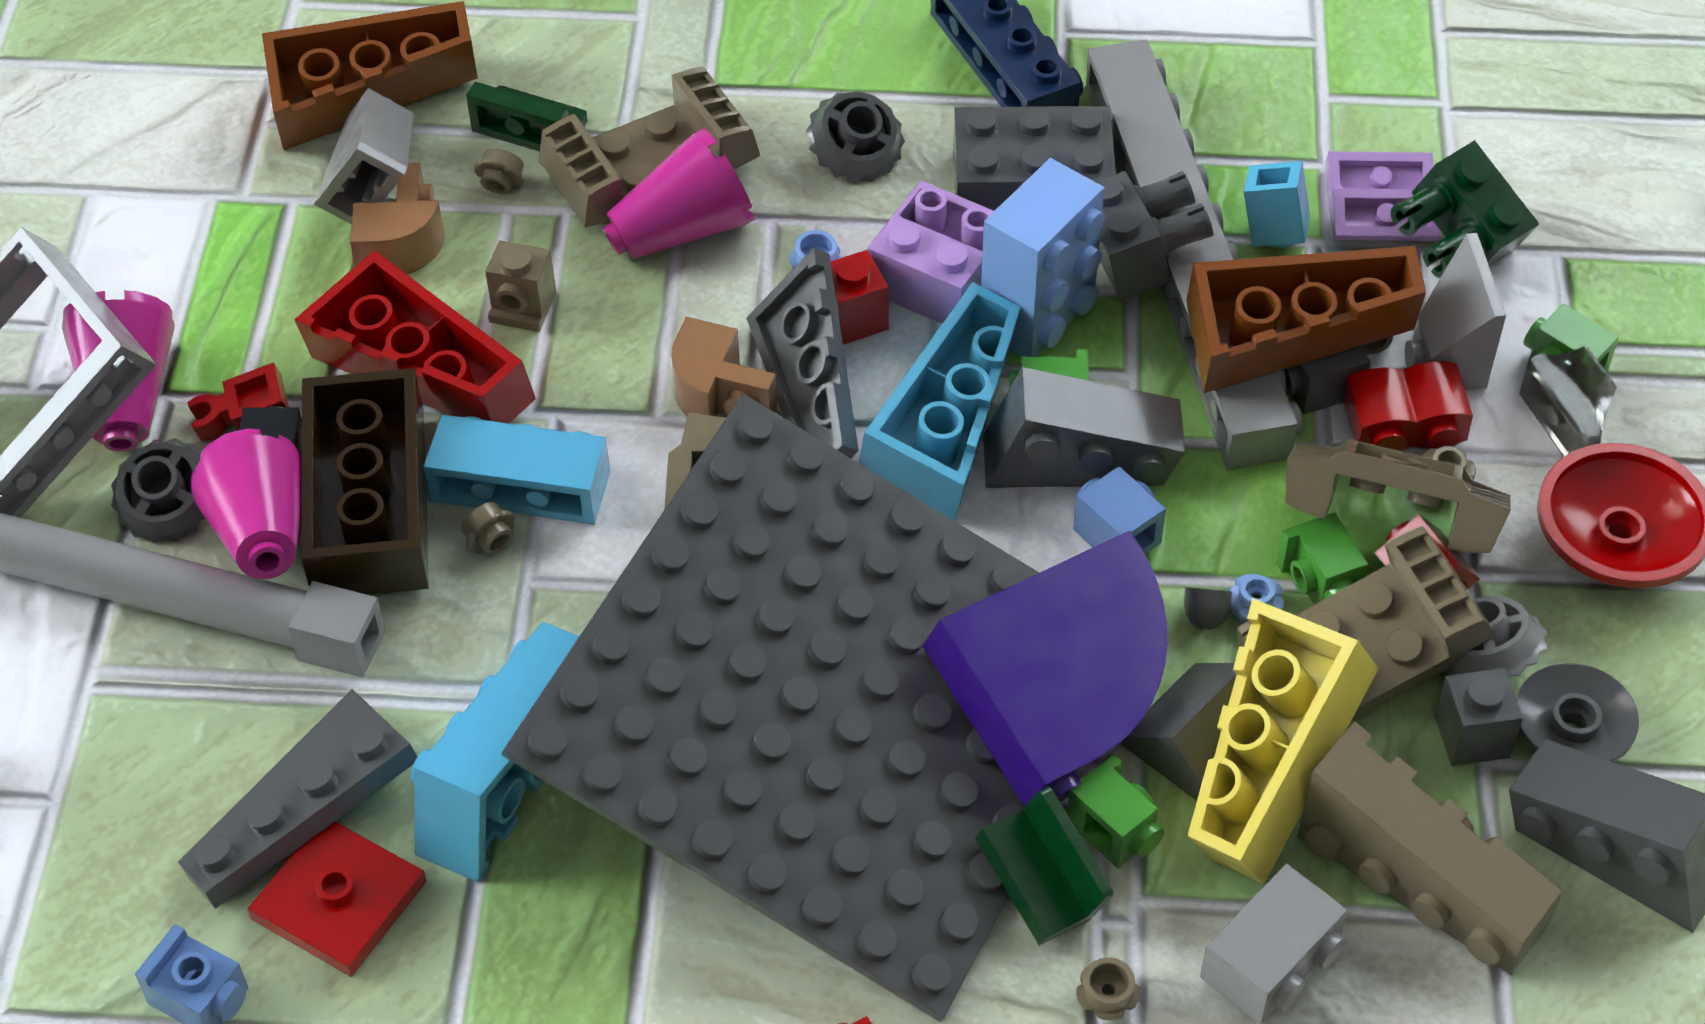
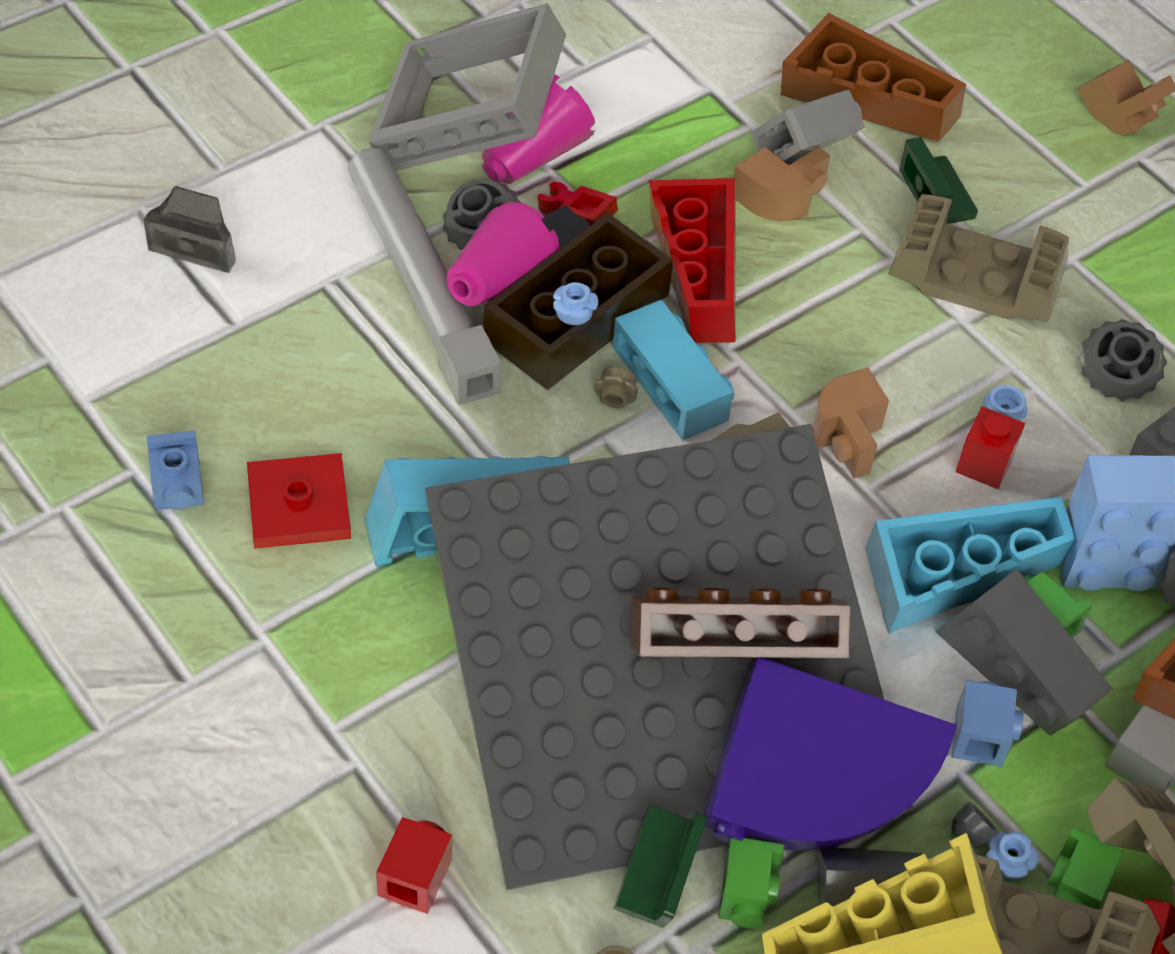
camera: 45 degrees right, 0 degrees up
(309, 789) = (340, 431): dark grey wing -> none
(389, 491) = (574, 303): none -> light blue plate
(500, 171) = (879, 202): dark tan plate -> none
(520, 285) = (804, 272): dark tan brick -> none
(680, 202) = (956, 303): dark pink cone -> none
(803, 346) = (908, 458): dark grey wing -> none
(895, 612) = (739, 625): none -> brick
(931, 250) = (1056, 450): lavender slope -> none

